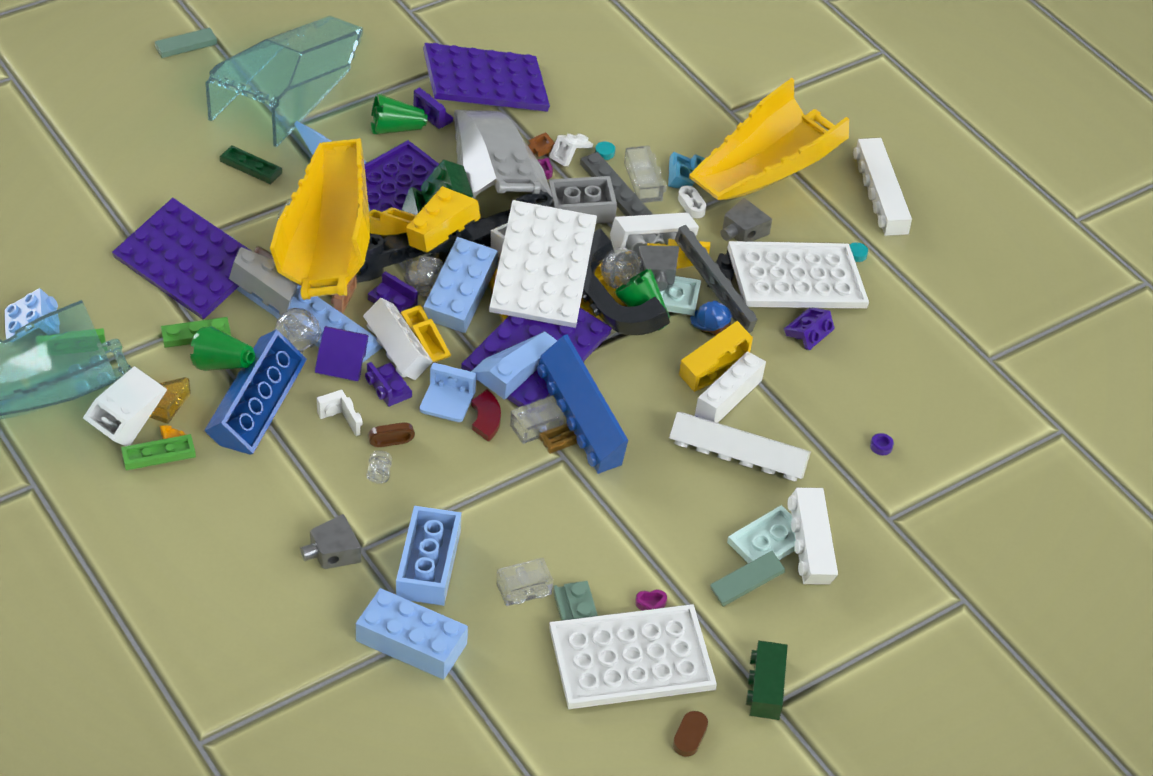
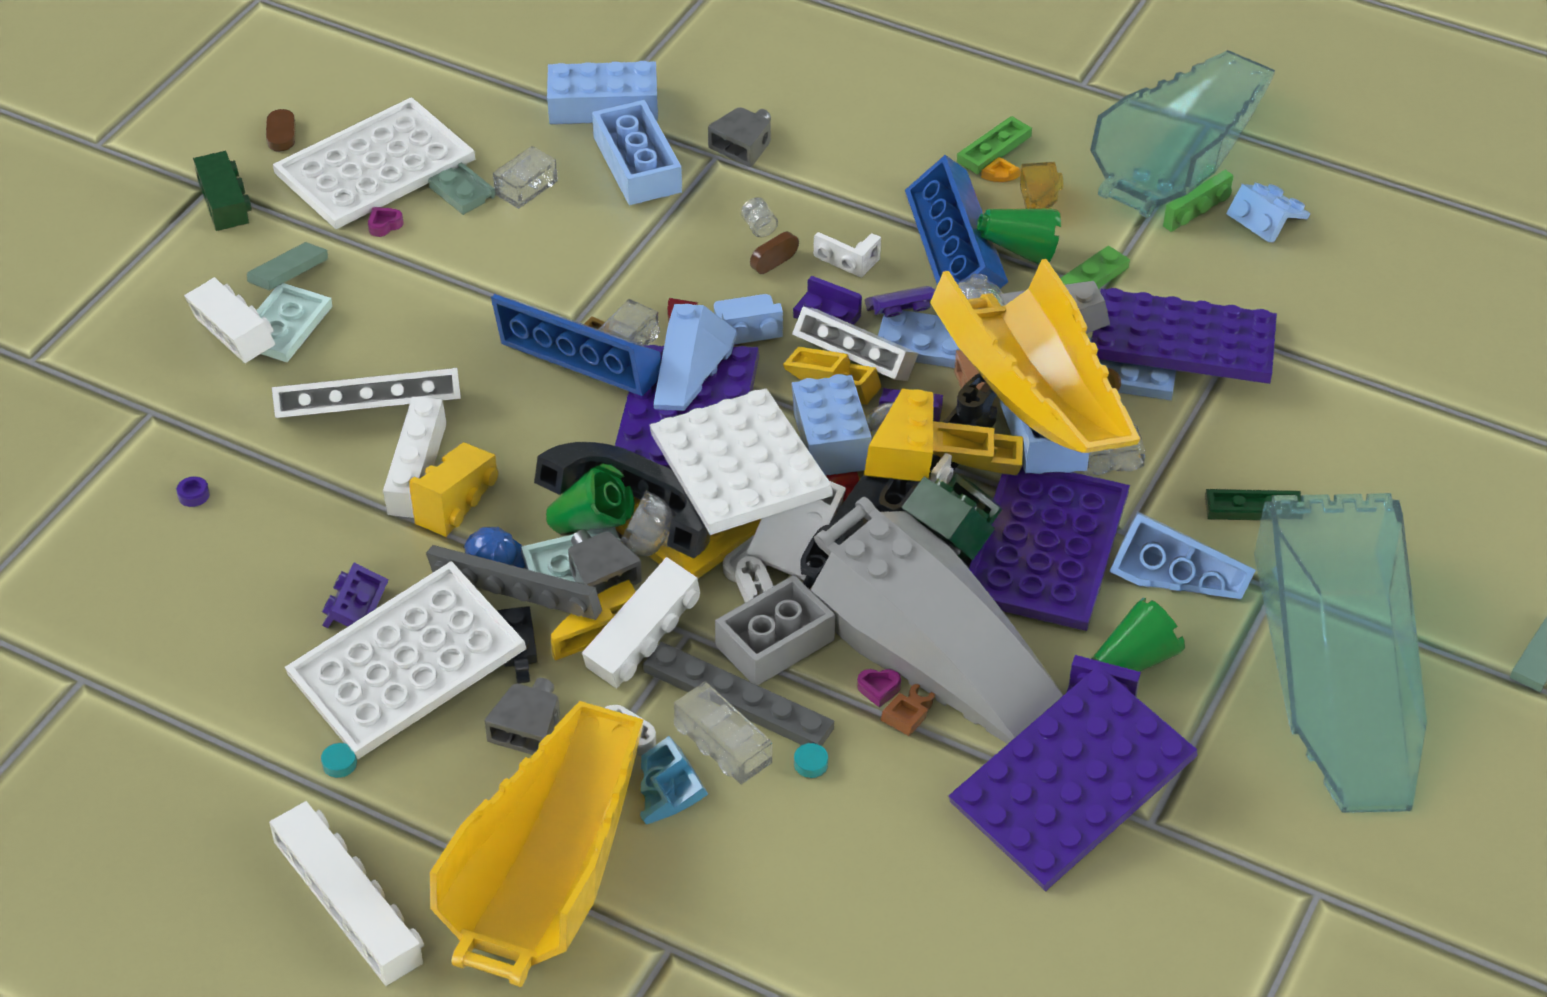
camera: 155 degrees right, 0 degrees up
(125, 406) = (1060, 139): white slope -> none
(566, 145) = (858, 735): white bracket -> none

